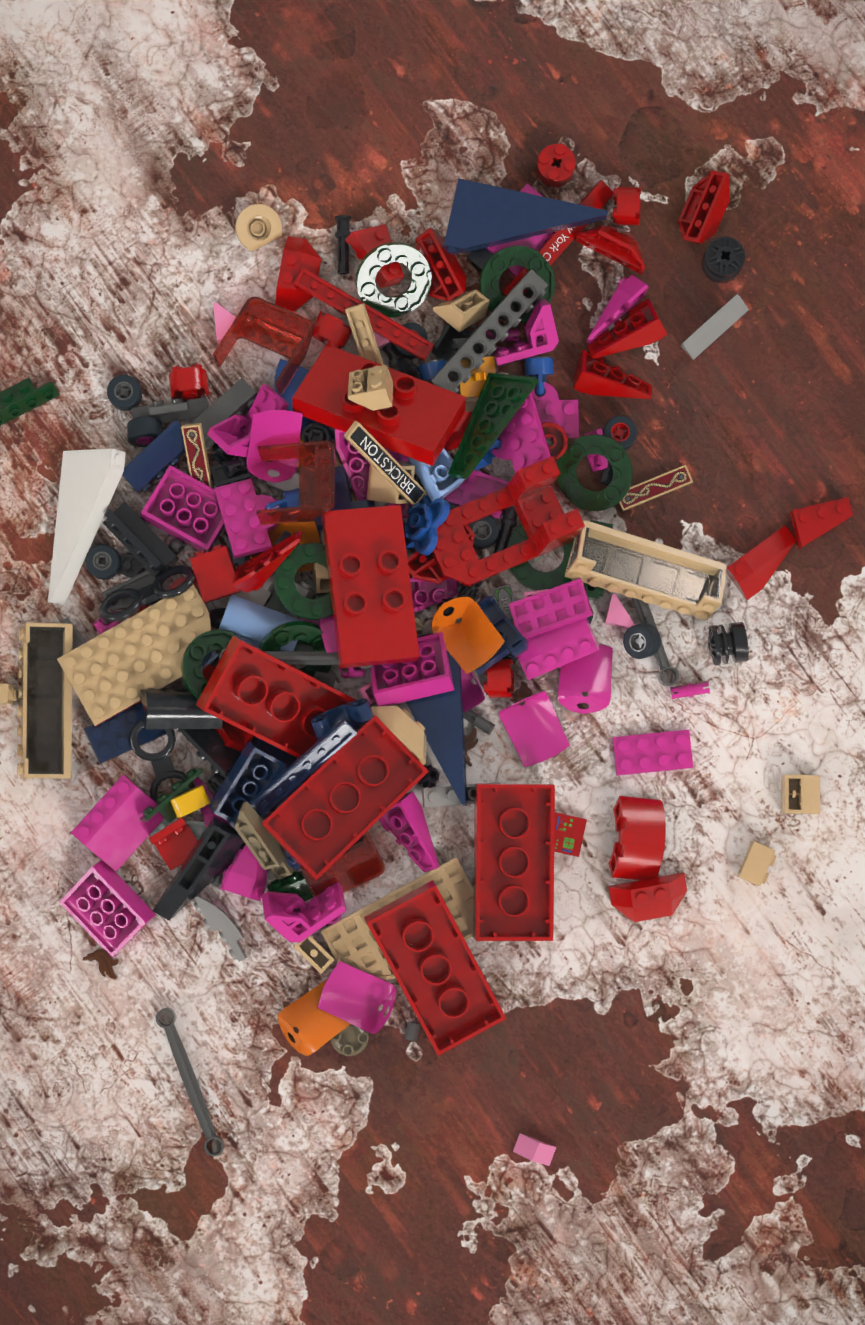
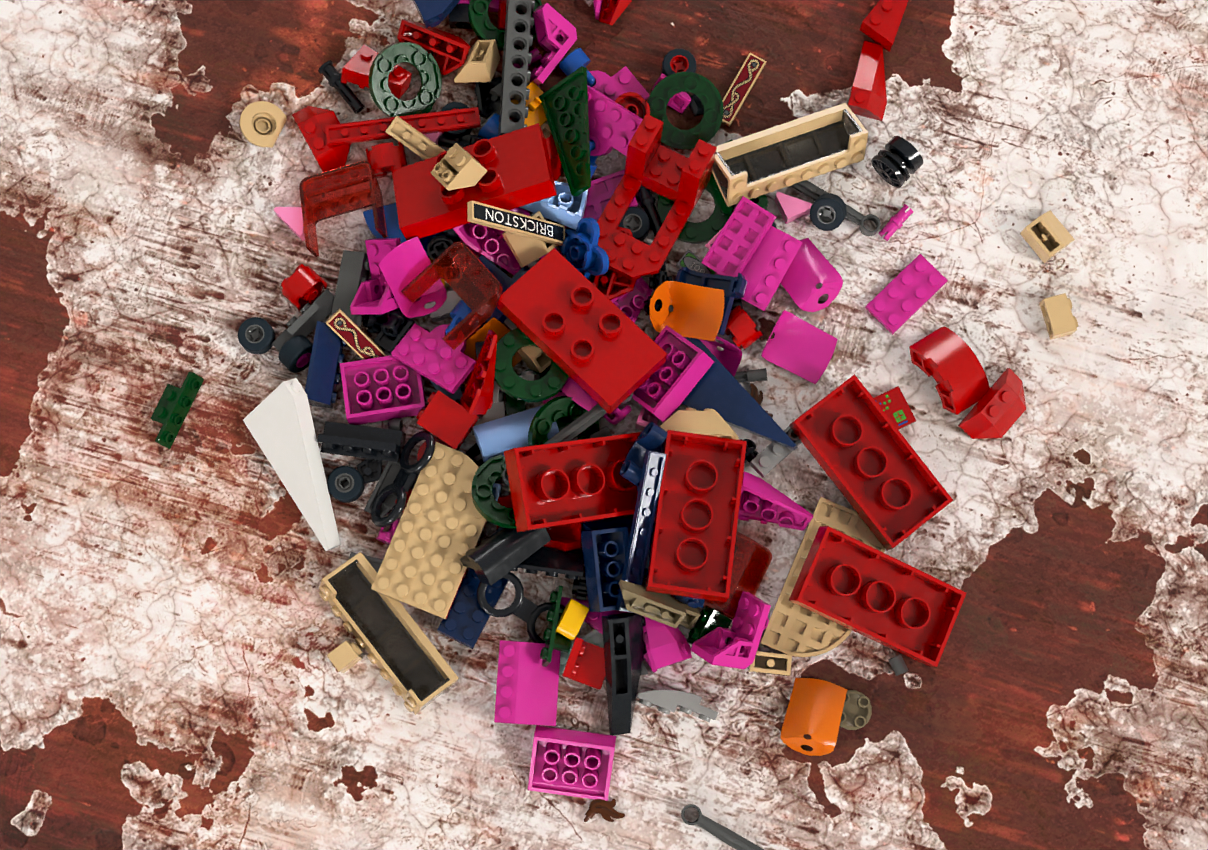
camera: 35 degrees left, 5 degrees down
(356, 997) = (831, 672): dark pink piece -> none
(534, 1149) = (1071, 682): bright pink slope -> none
(601, 379) = (628, 38): red wedge -> none

